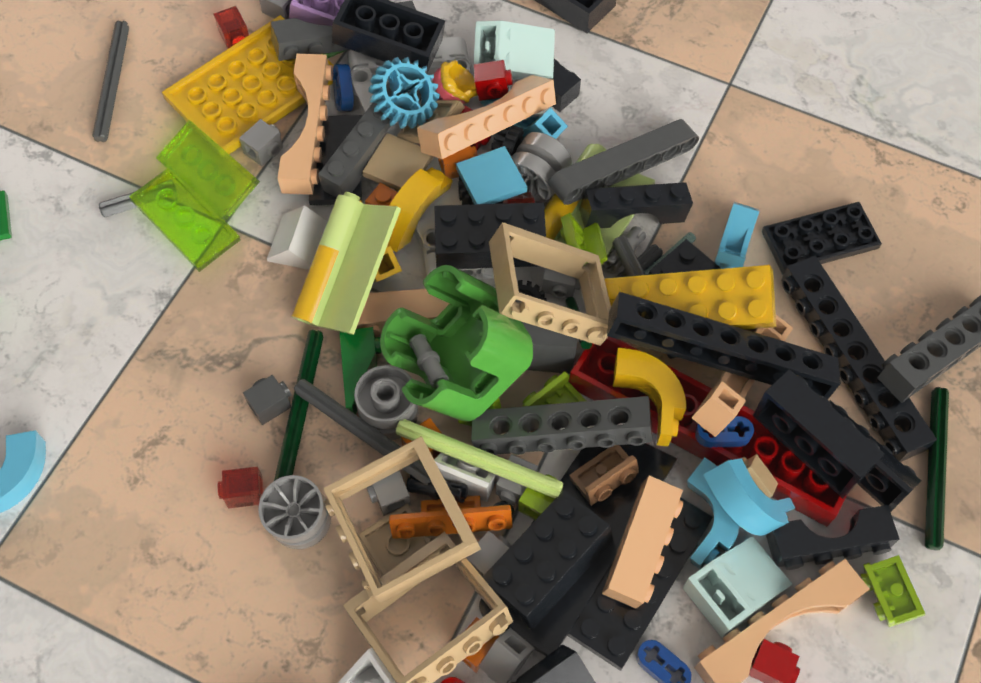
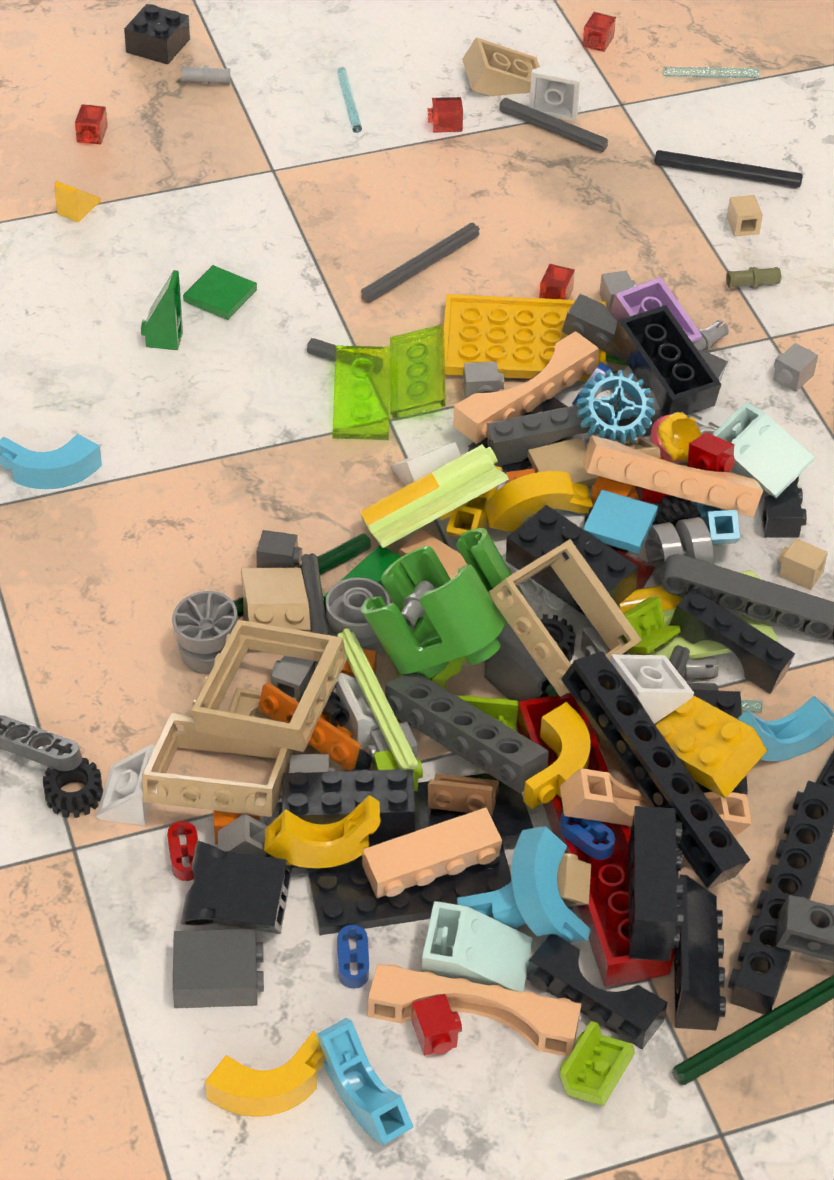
camera: 45 degrees right, 15 degrees down
(241, 487) = (188, 583): clear red brick -> none
(316, 444) = (275, 597): none -> tan slope
(570, 604) = (323, 844): none -> yellow arch
(609, 112) = (802, 563): none -> tan brick
(663, 283) = (653, 683): none -> white slope

